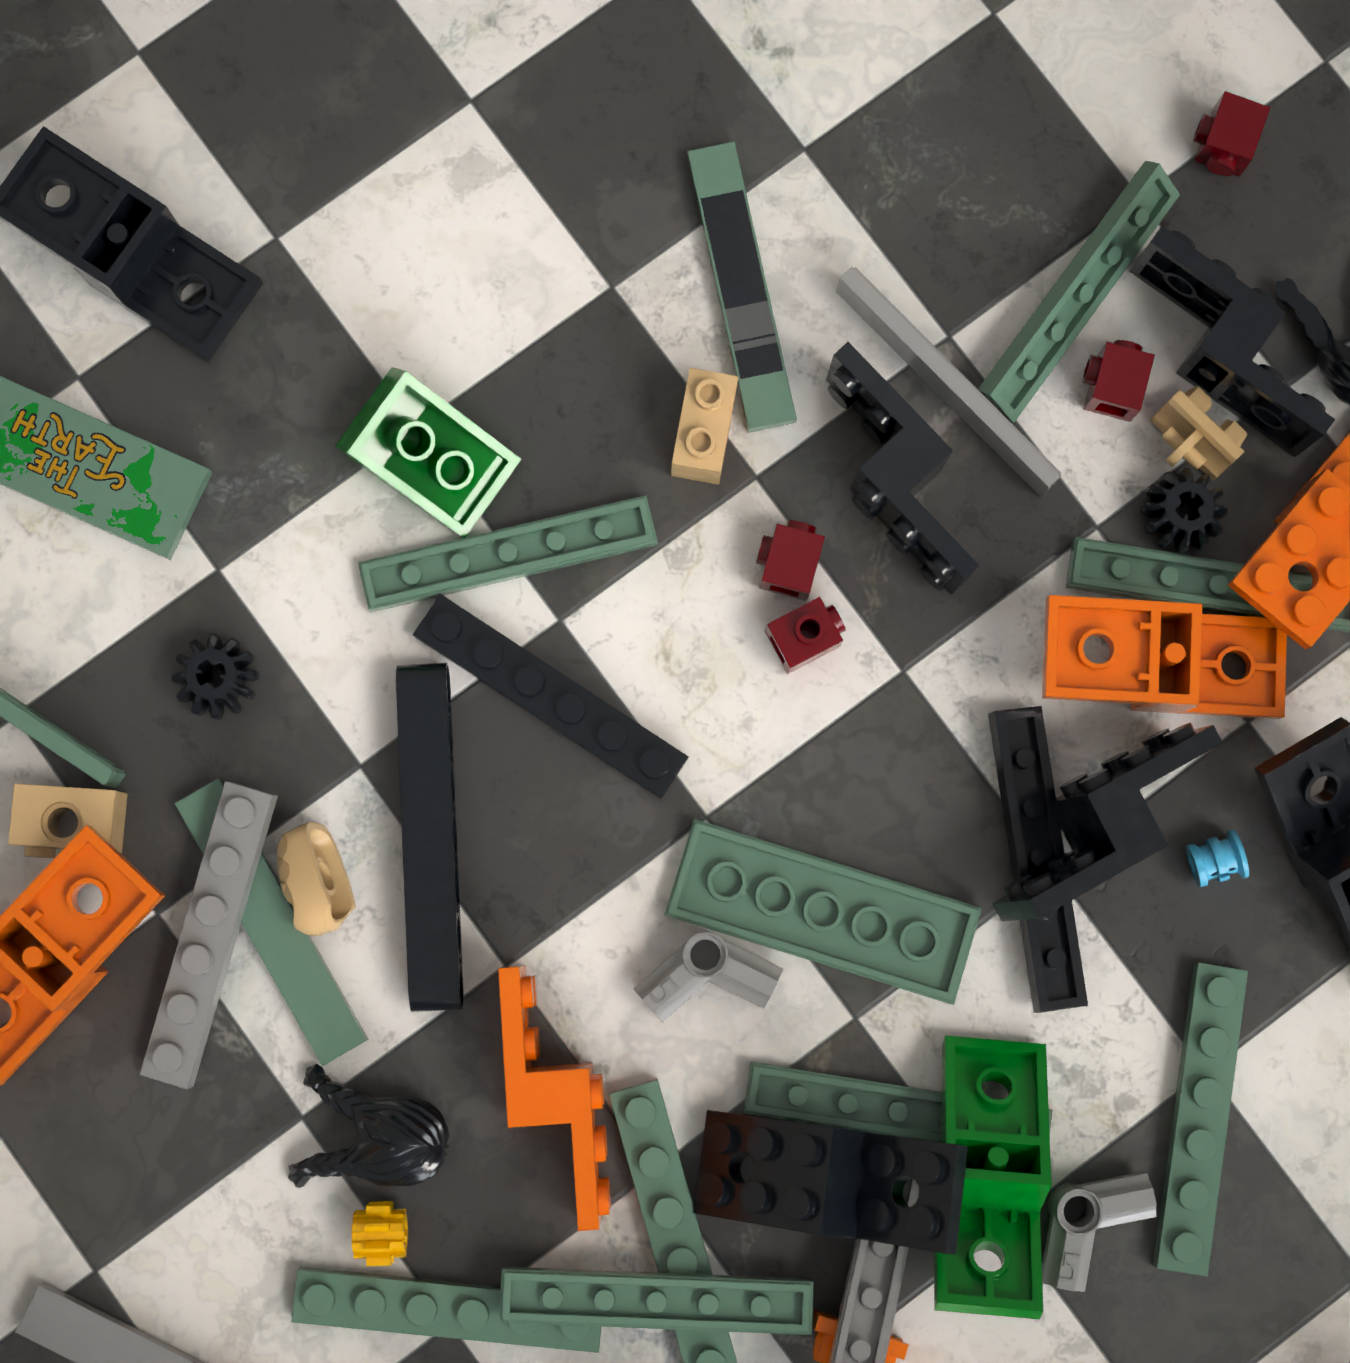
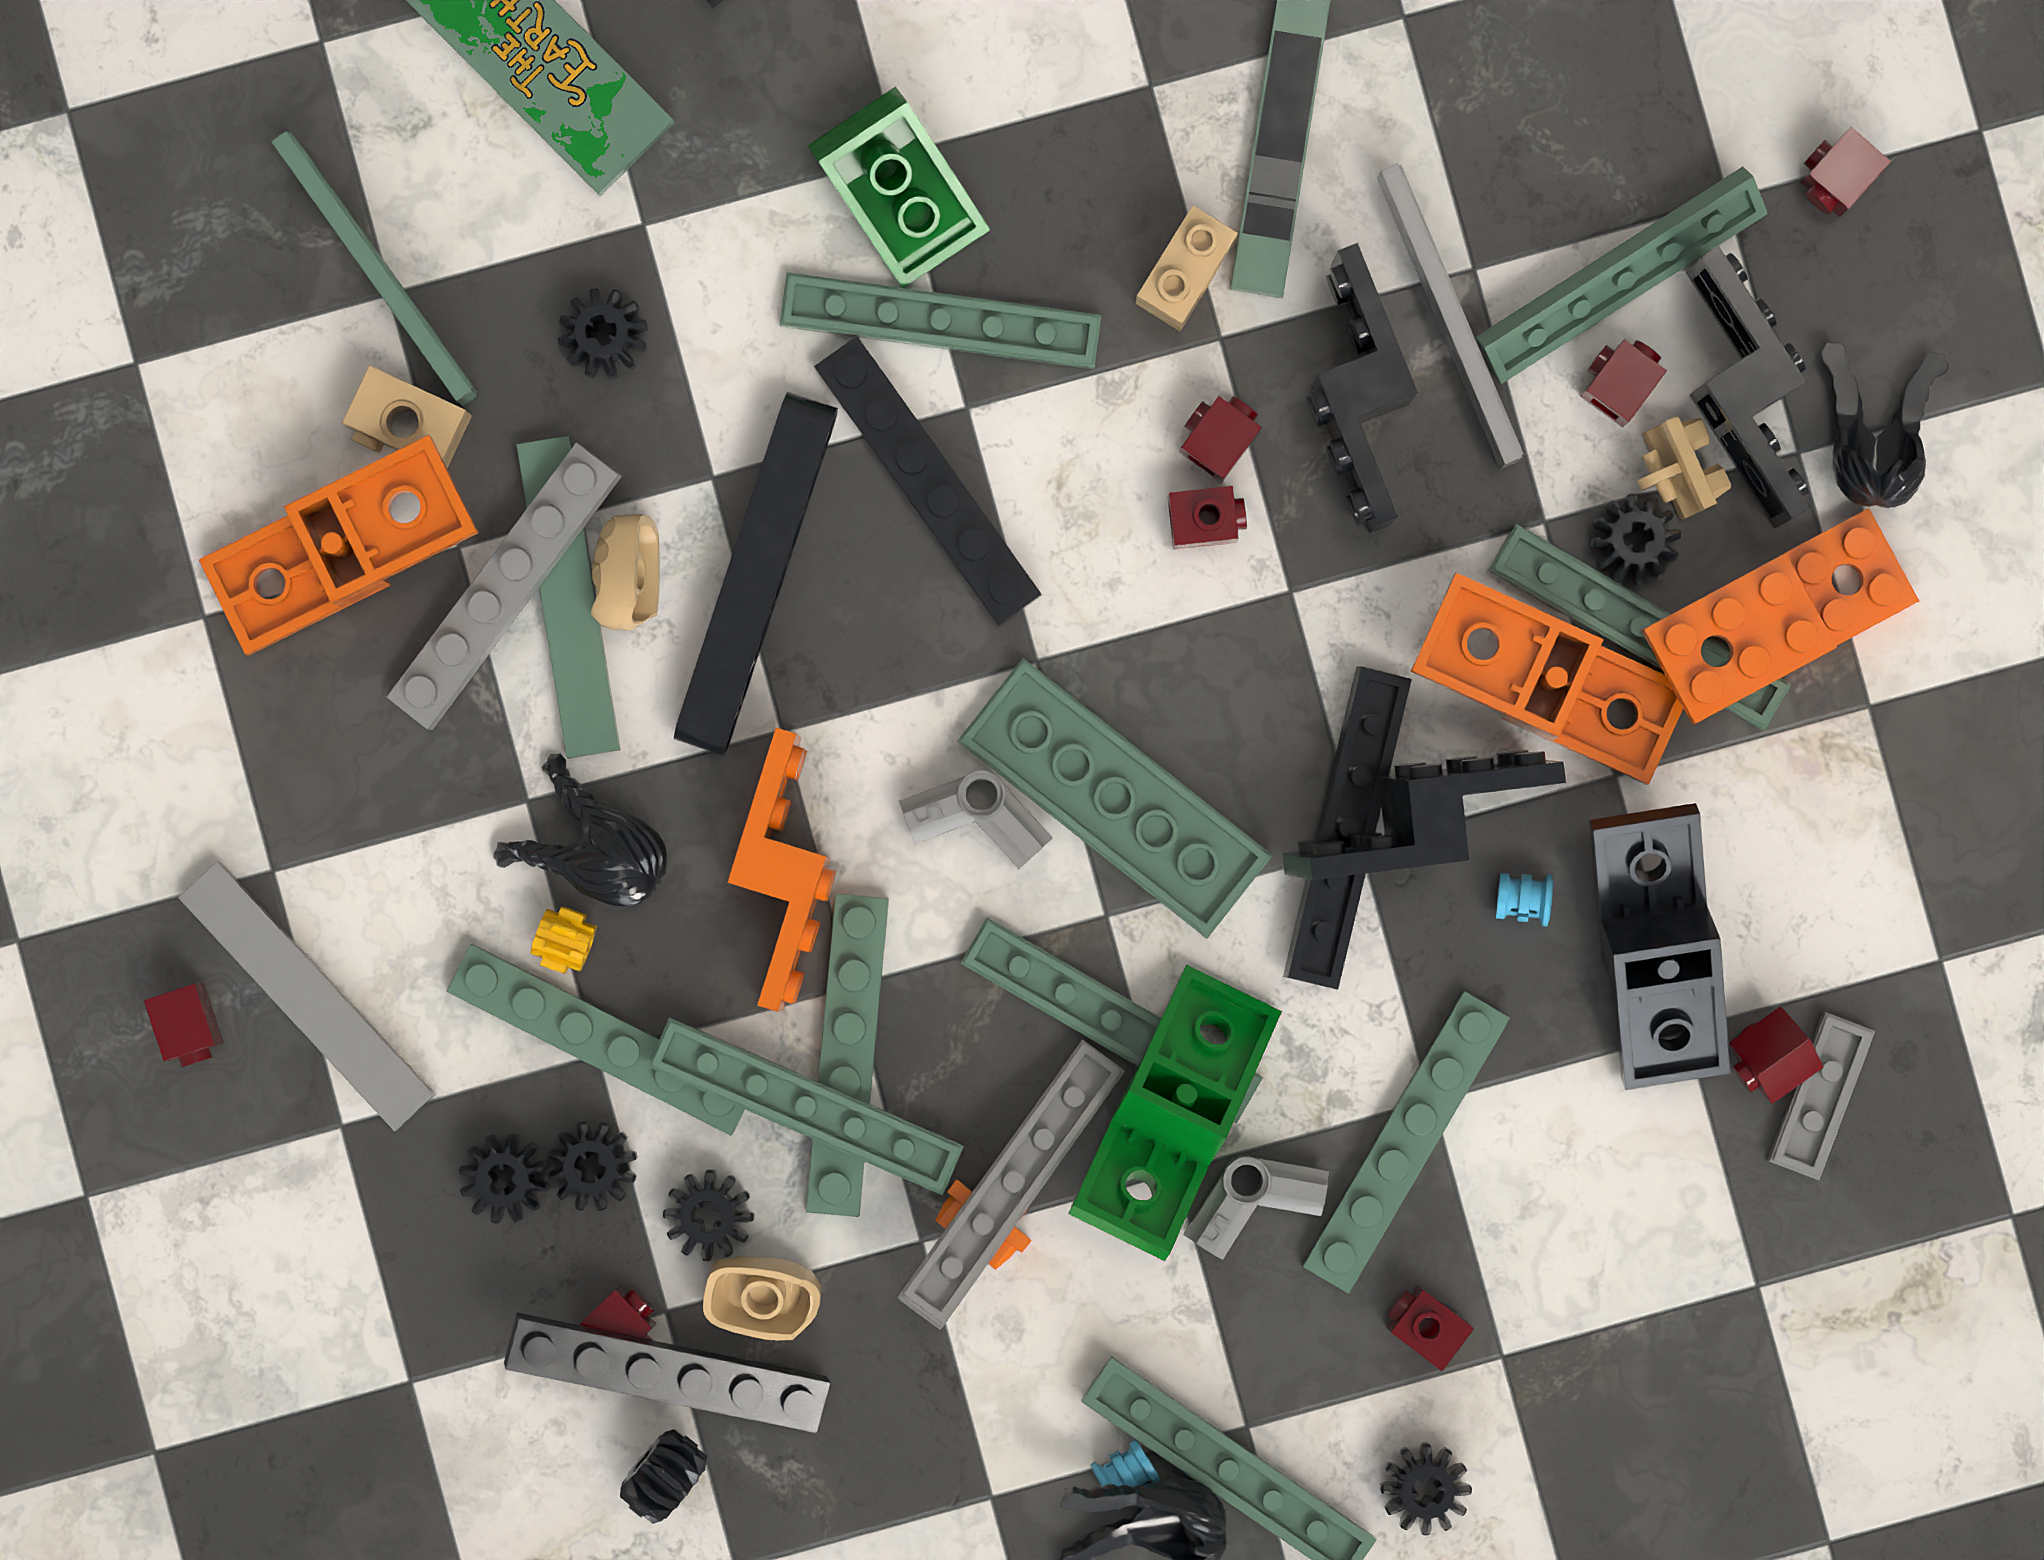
camera: 25 degrees right, 5 degrees up
(831, 1181) = (1016, 1055): black bracket -> none
(1291, 1279) = (1428, 1326): none -> dark red brick

